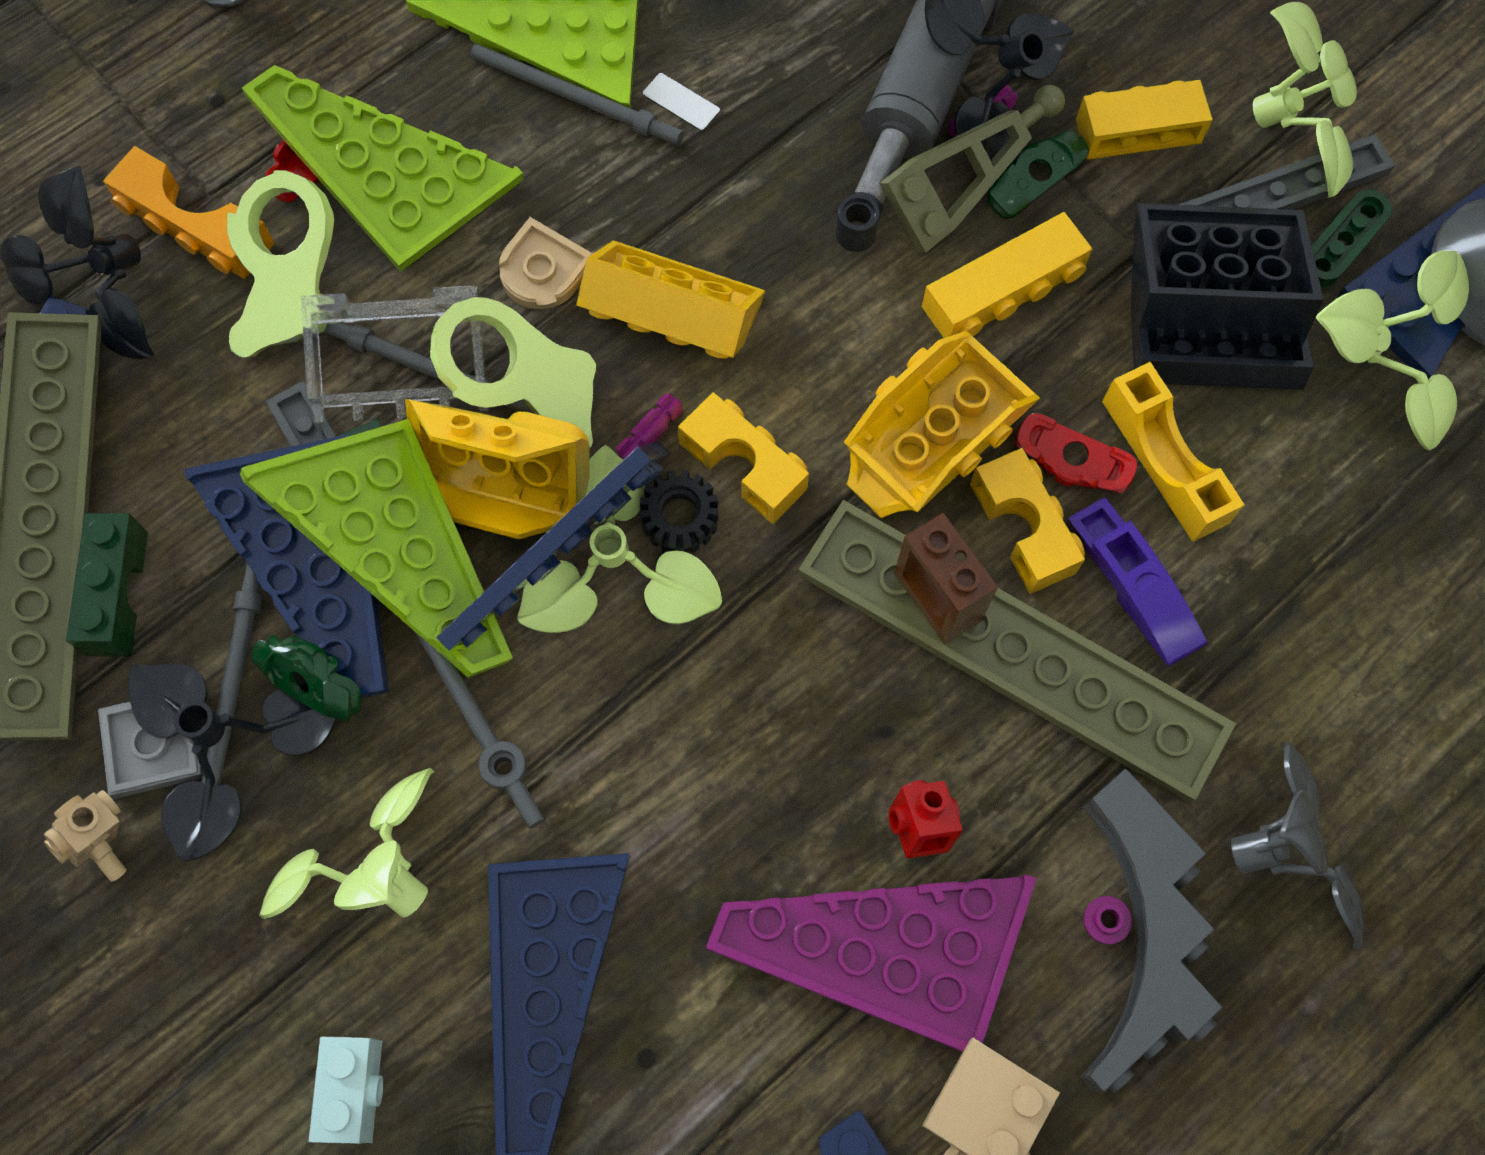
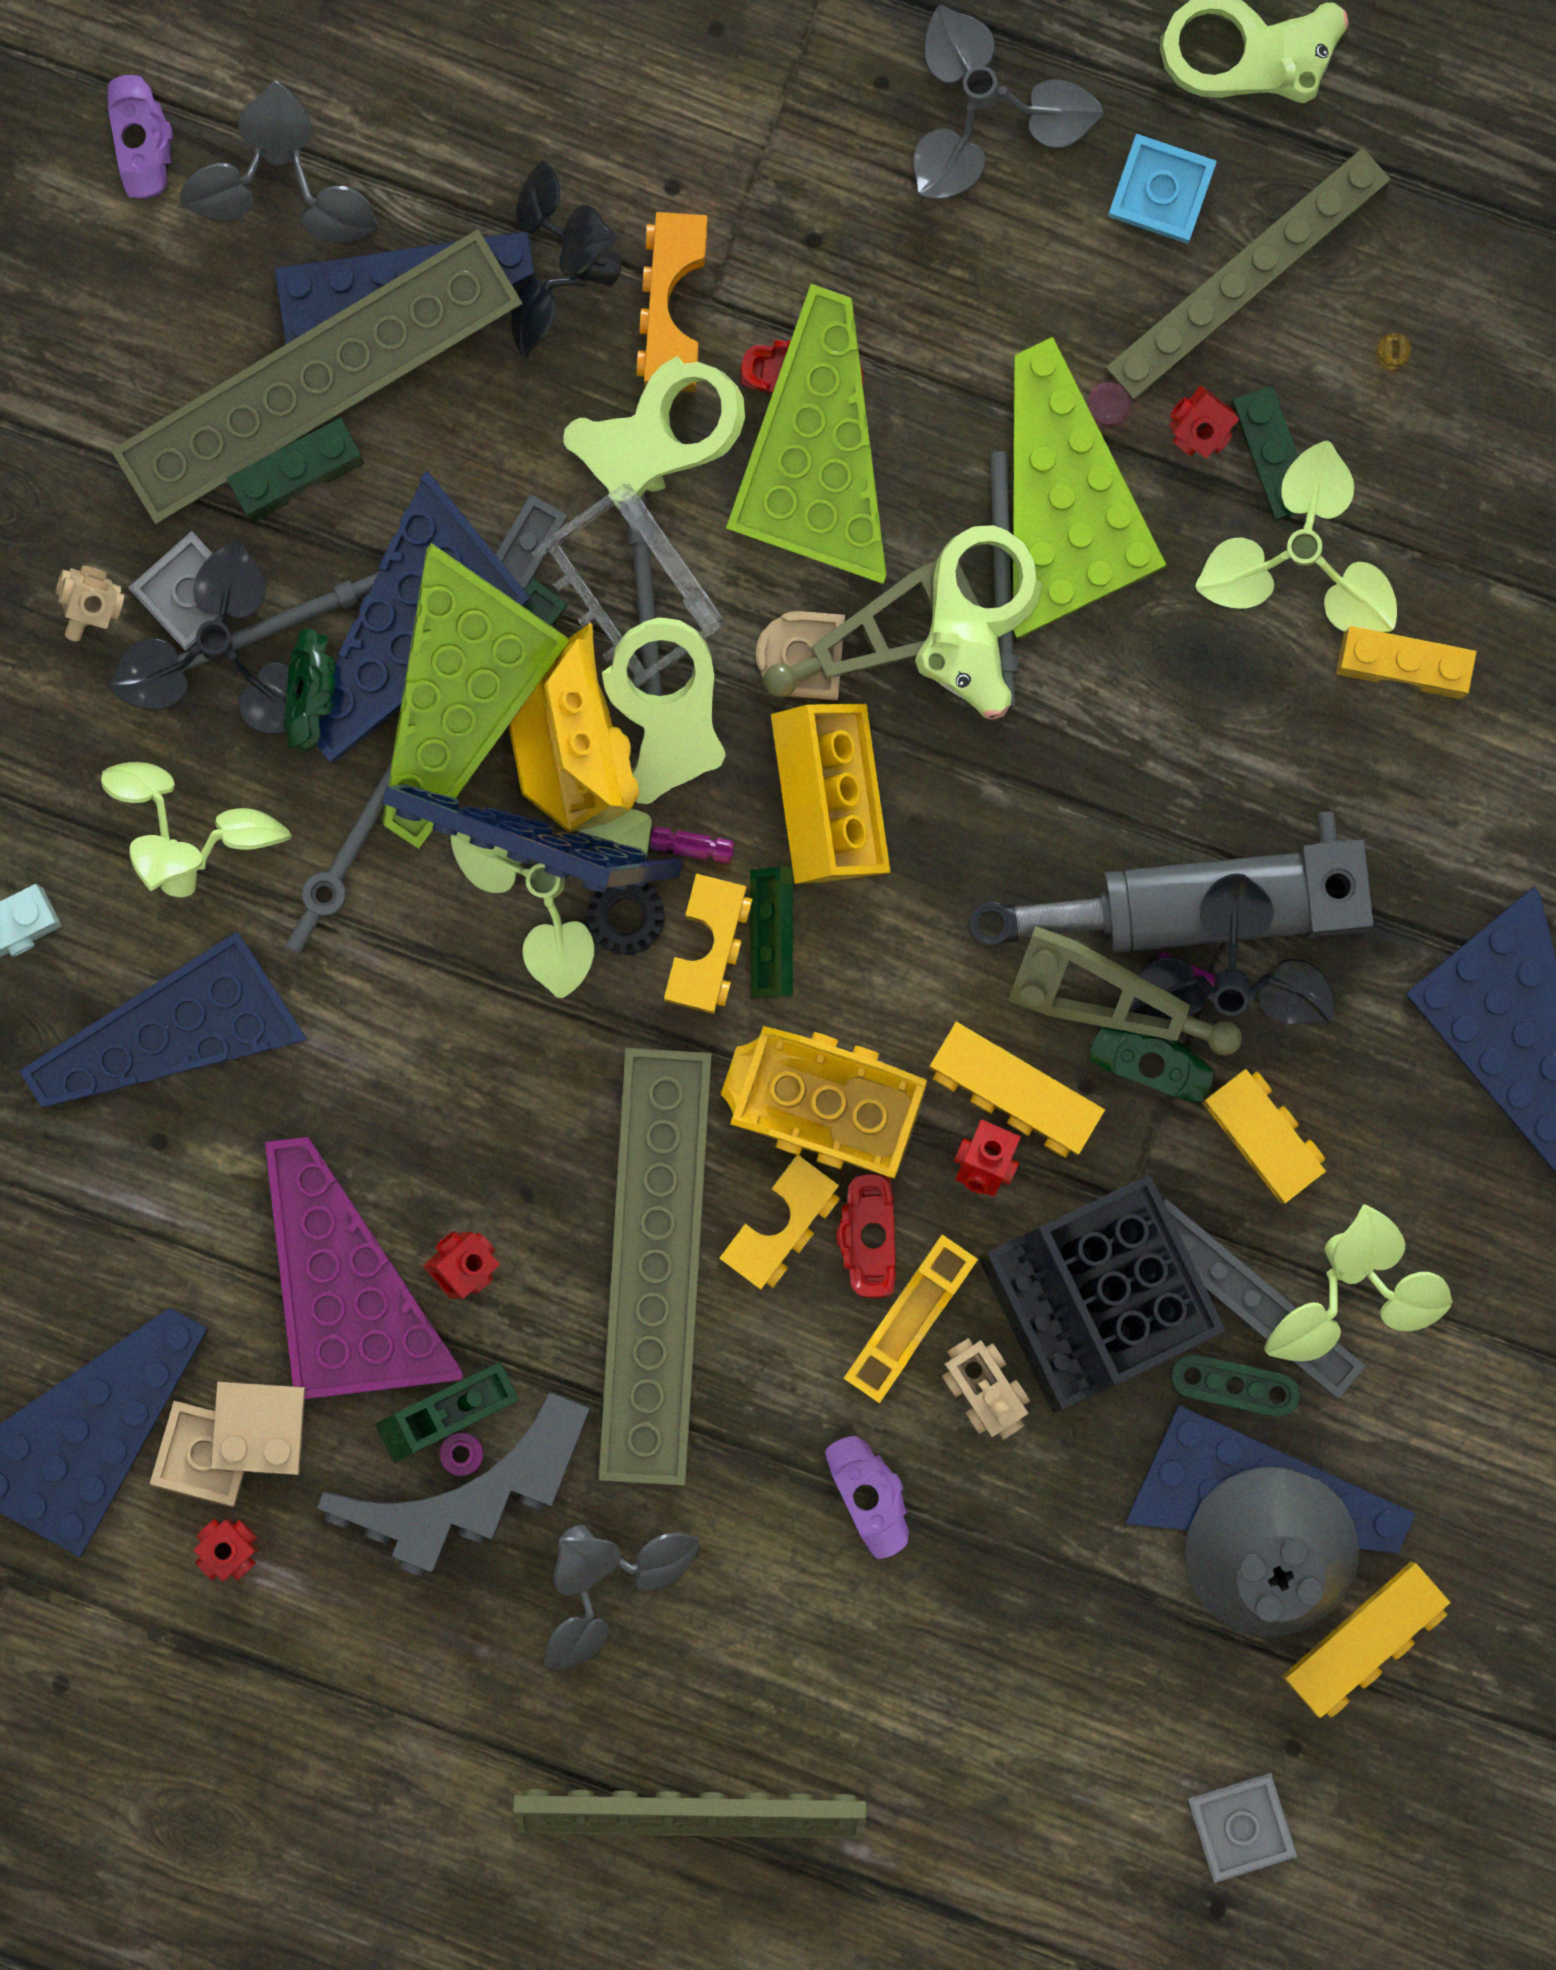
camera: 60 degrees right, 15 degrees up
(566, 139) = (782, 679): none -> olive plate
(602, 129) = (963, 636): none -> yellowish green animal
(681, 101) = (1054, 681): white sticker -> none
(766, 400) = (771, 932): none -> dark green plate
(946, 590) = (668, 1160): reddish brown window -> none
(1057, 324) = (987, 1159): none -> red brick
(1062, 915) = (446, 1412): none -> dark green slope
(1140, 581) = (771, 1343): dark purple slope -> none
(1263, 424) = (993, 1400): none -> tan brick
(1283, 570) = (856, 1465): none -> medium lavender piece
(1362, 335) = (1094, 1422): yellowish green plant -> none

